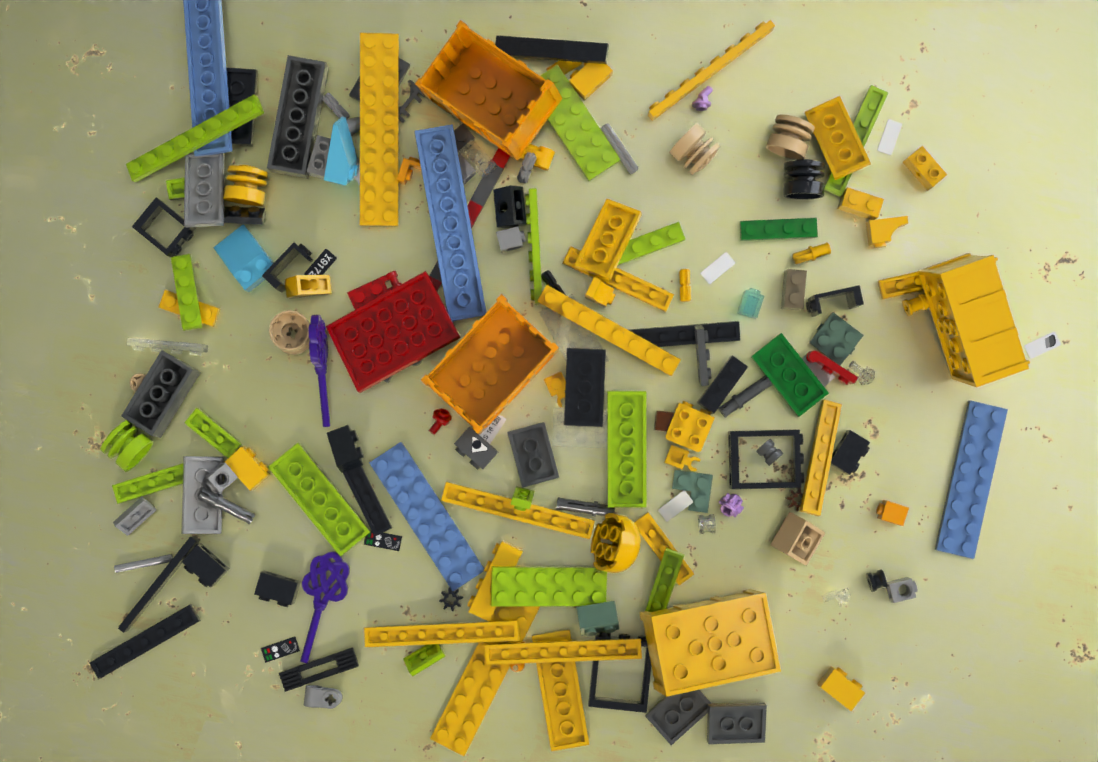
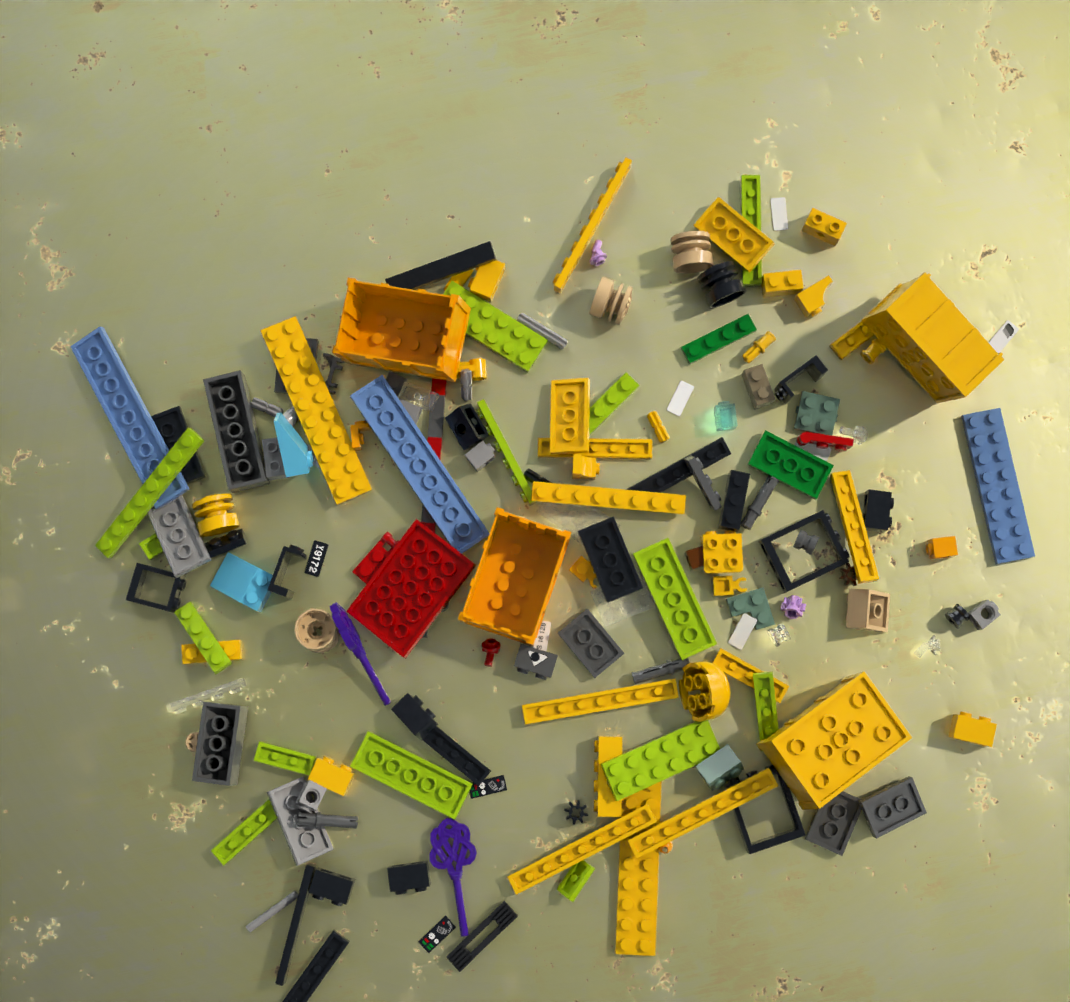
camera: 25 degrees left, 5 degrees down
(124, 443) = (204, 805): lime wheel -> none
(134, 516) = (244, 870): light grey plate -> none
(307, 285) = (313, 581): yellow arch -> none
(318, 696) = (493, 962): light grey piece -> none
(427, 516) = (518, 745): medium blue plate -> none
(522, 498) = (600, 687): lime plate -> none
(561, 698) = (721, 858): yellow plate -> none

